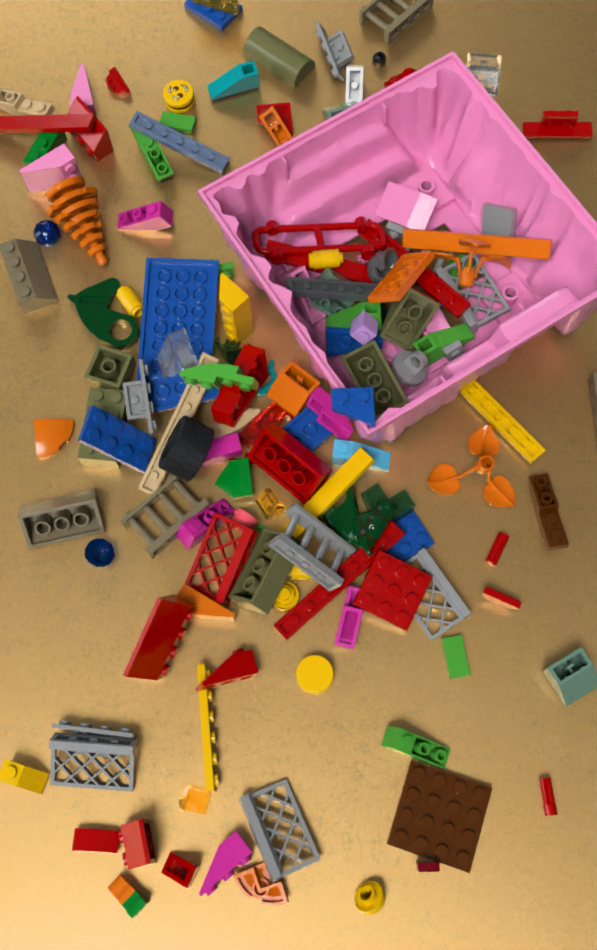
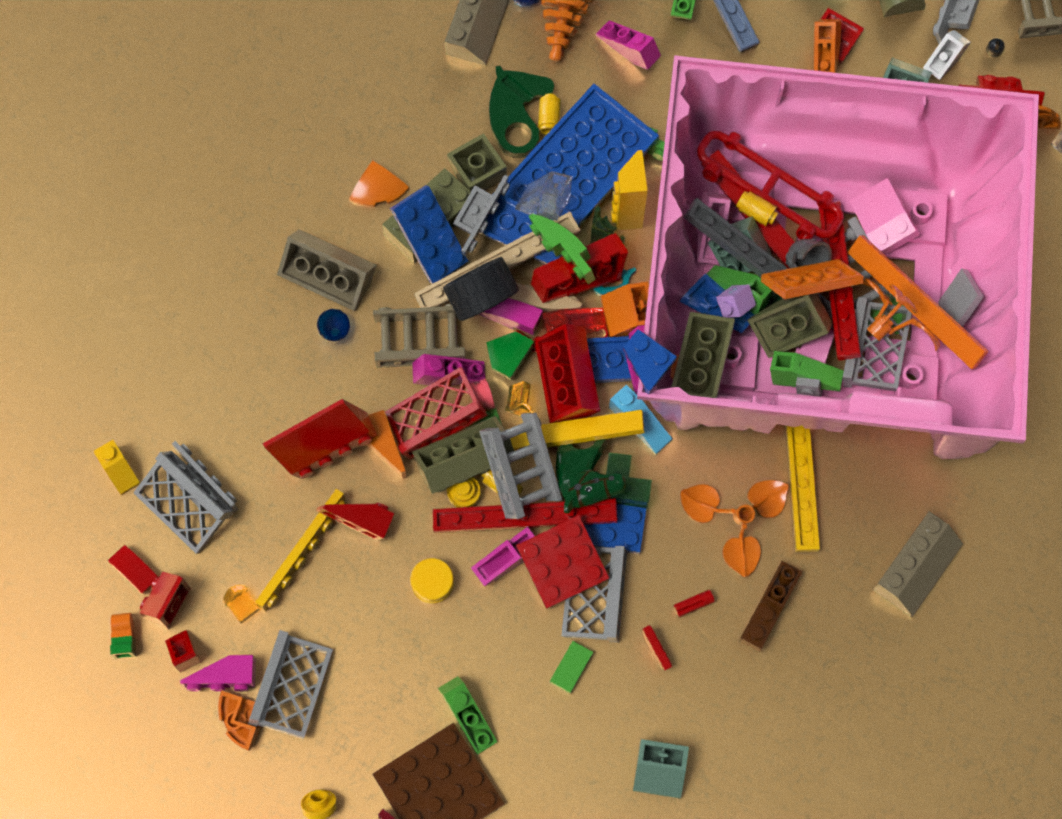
camera: 35 degrees right, 0 degrees up
(410, 367) = (751, 372): light grey tile -> none

